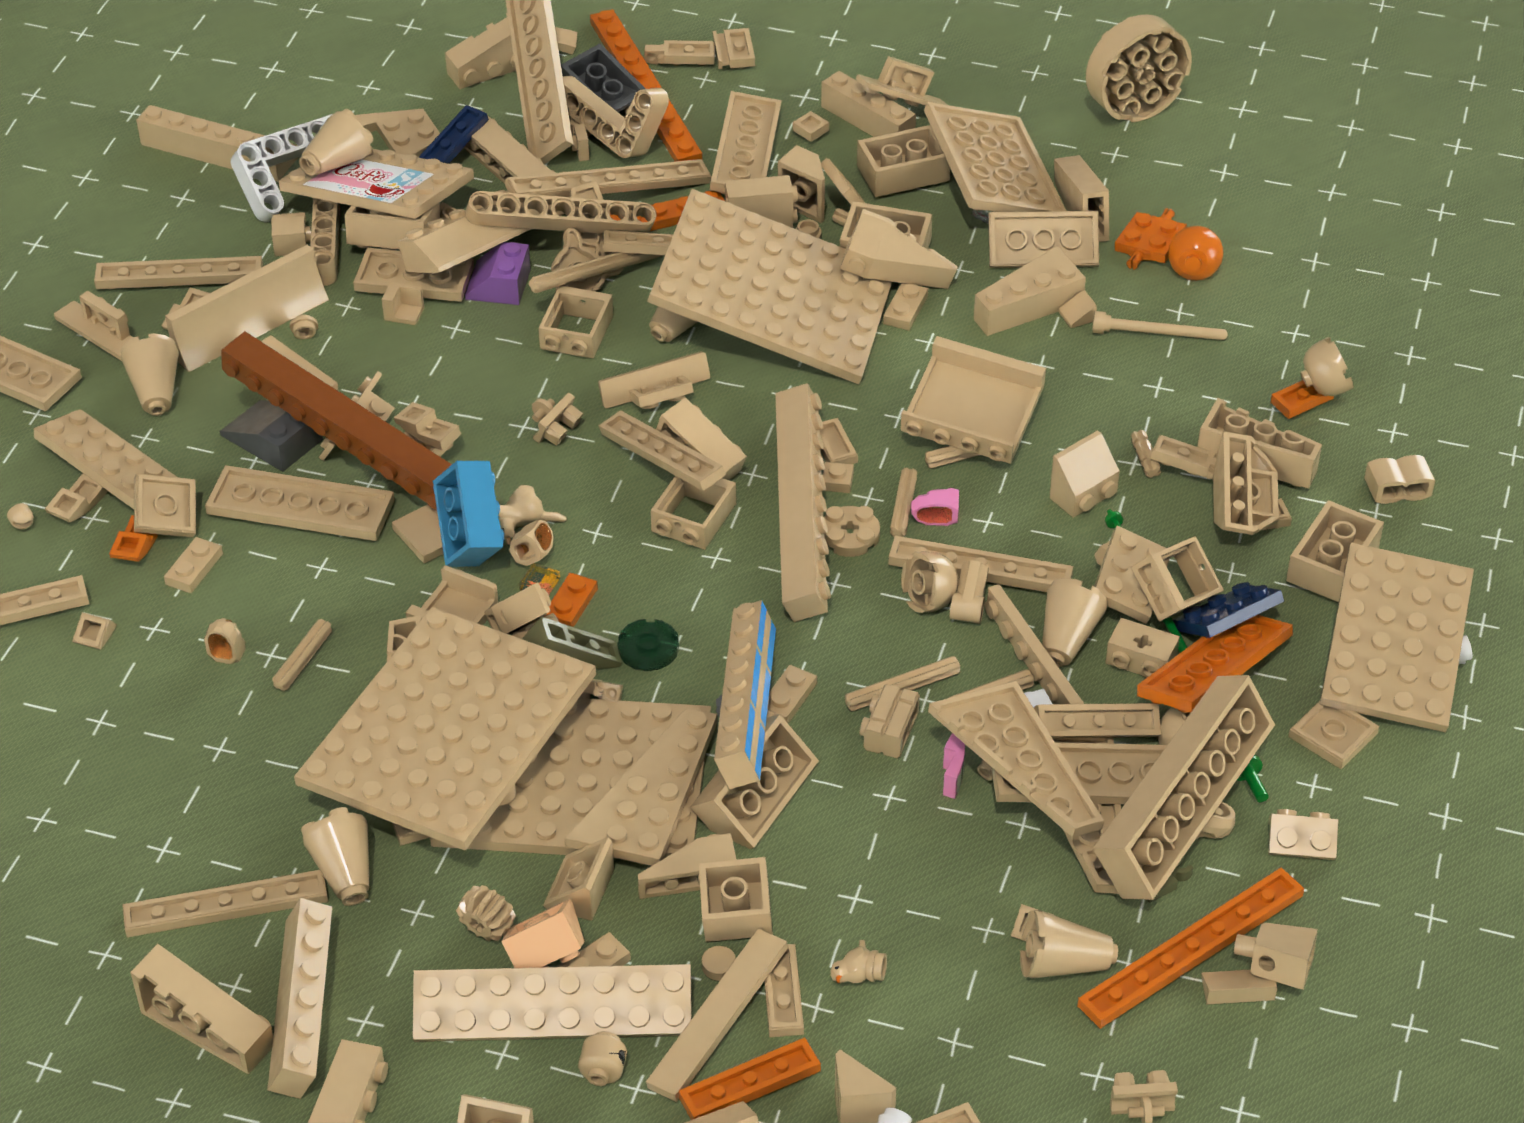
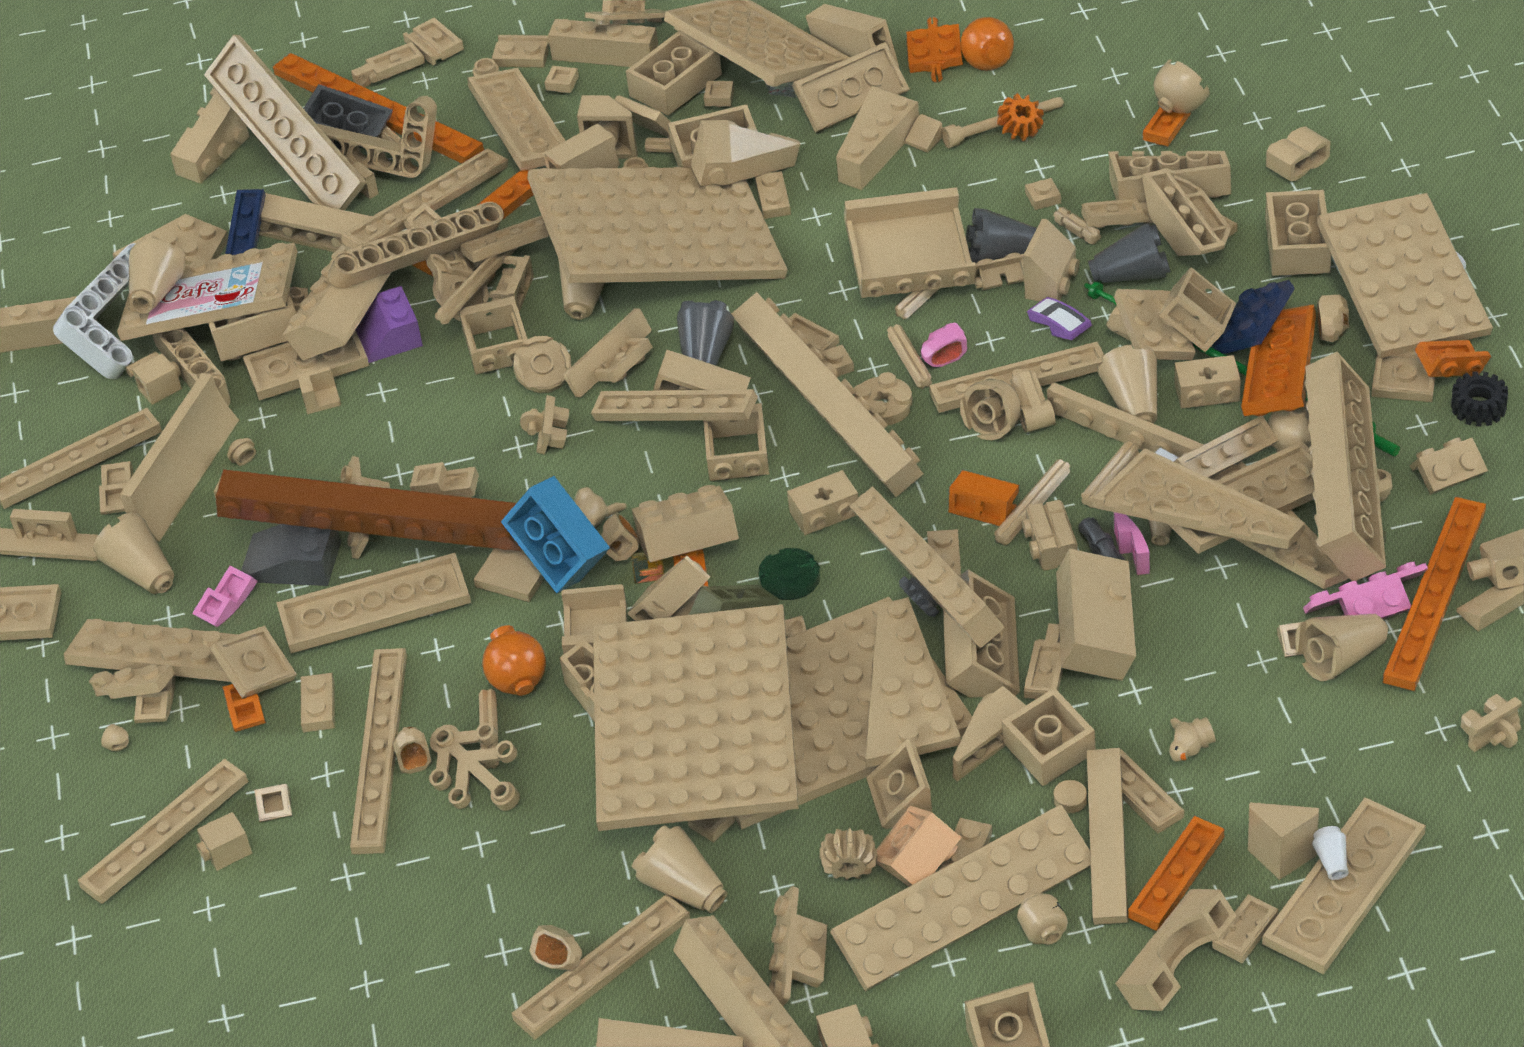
camera: 25 degrees left, 0 degrees up
(27, 643) = (223, 841): none -> tan brick
(66, 477) = (132, 682): none -> tan hinge
(187, 446) = (230, 593): none -> bright pink slope
(190, 643) = (378, 753): none -> tan tile
(194, 867) = (555, 948): none -> rock
(257, 652) = (471, 762): none -> tan plant
(357, 606) = (513, 661): none -> orange brick
(384, 978) = (797, 948): none -> tan bracket
(588, 556) = (685, 523): none -> tan brick
(590, 362) = (541, 364): none -> tan tile
(630, 286) = (514, 281): none -> tan hinge
(718, 593) = (822, 502): none -> tan brick
(740, 400) = (704, 329): none -> dark grey cone
(757, 88) = (485, 66): none -> tan plate
(793, 834) = (1045, 665): none -> tan hinge
(797, 88) = (521, 51): none -> tan plate
(859, 657) = (982, 498): none -> orange hinge
(864, 810) = (1095, 614): none -> tan brick
(930, 196) = (718, 93): none -> tan plate
(930, 751) = (1100, 542): none -> dark grey pin
(1031, 459) = (989, 271): none -> tan hinge
(1054, 428) = (996, 235): none -> dark grey cone
(1060, 530) = (1060, 317): none -> slope
(1129, 924) = (1379, 596): none -> bright pink bracket
(1140, 411) = (1043, 194): none -> tan plate
(1163, 338) = (1020, 117): none -> orange gear
(1166, 505) = (1131, 258): none -> dark grey cone
(1305, 645) = (1332, 317): none -> tan rock
(1383, 736) = (1451, 358): none -> orange bracket
(1387, 774) = (1479, 386): none -> black tyre

